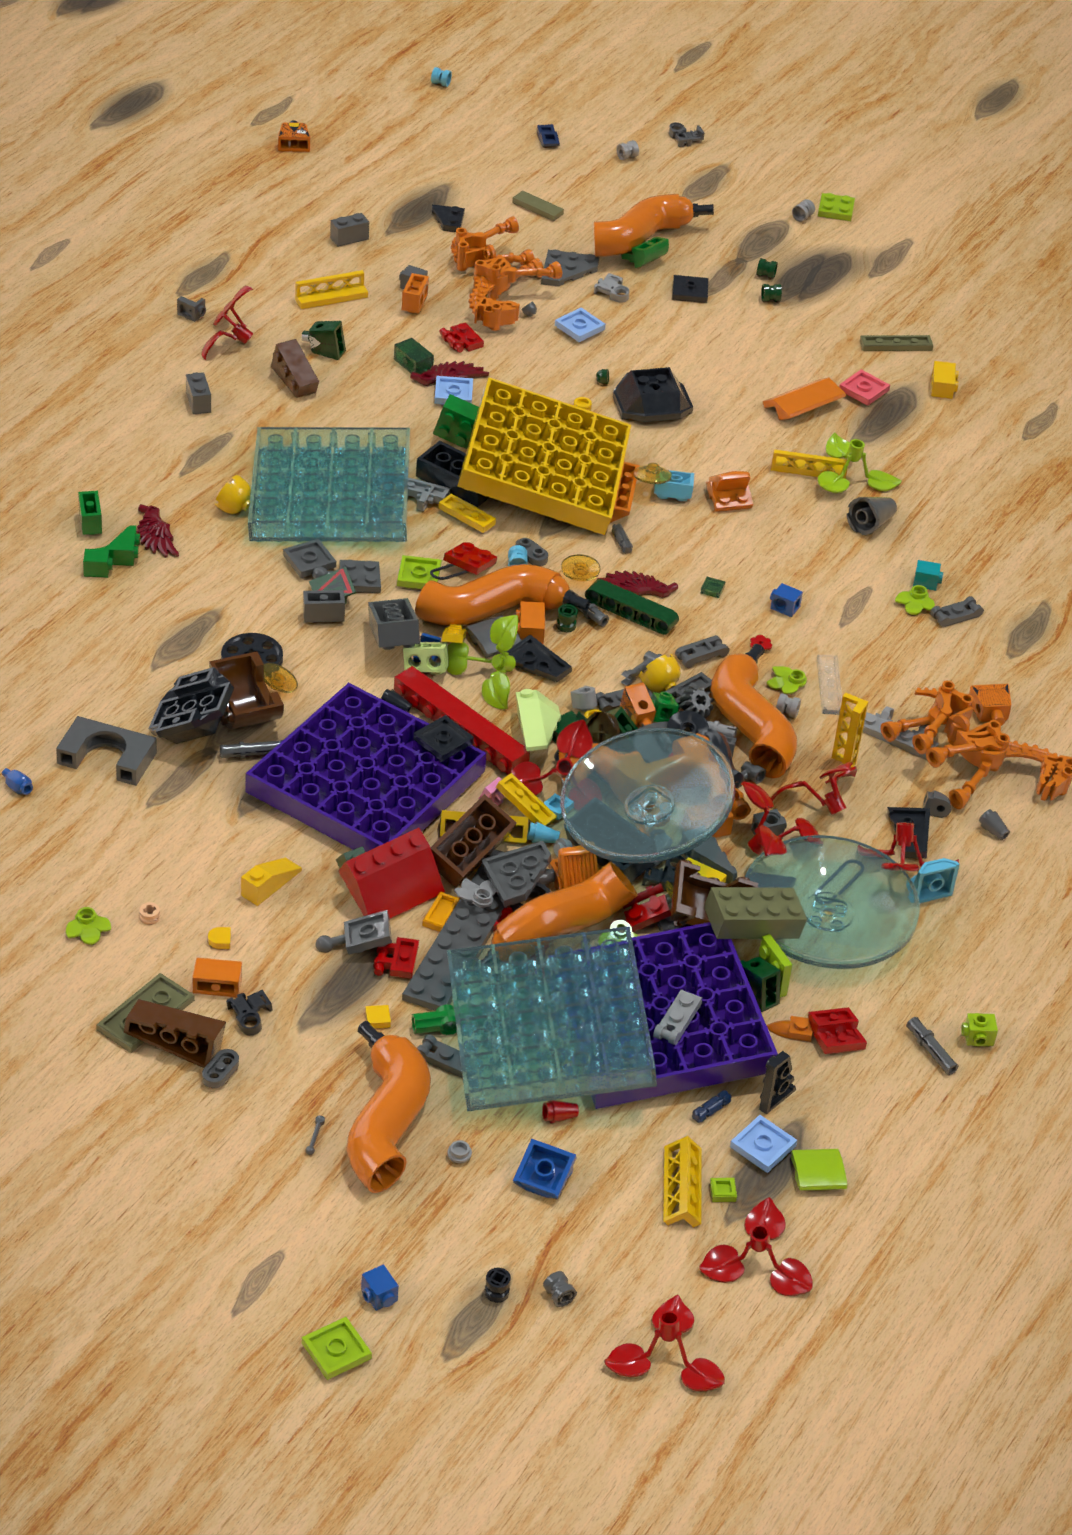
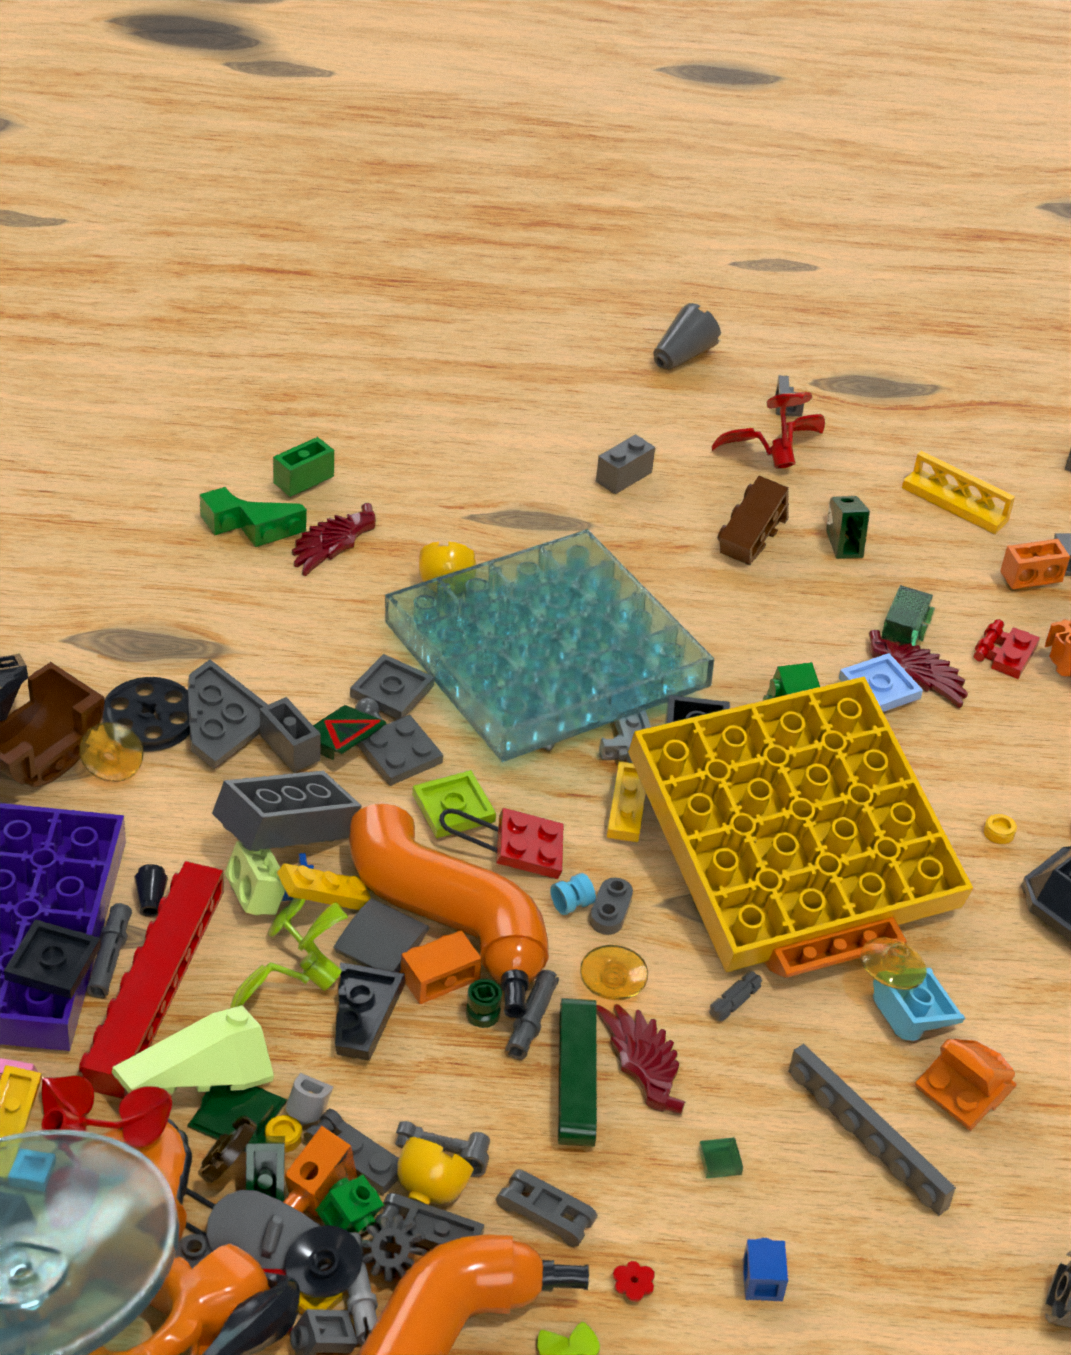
camera: 60 degrees right, 0 degrees up
(104, 315) = (687, 337): none -> dark grey cone
(282, 625) = (221, 714): none -> dark grey plate
(733, 532) = (871, 1130): none -> dark grey plate

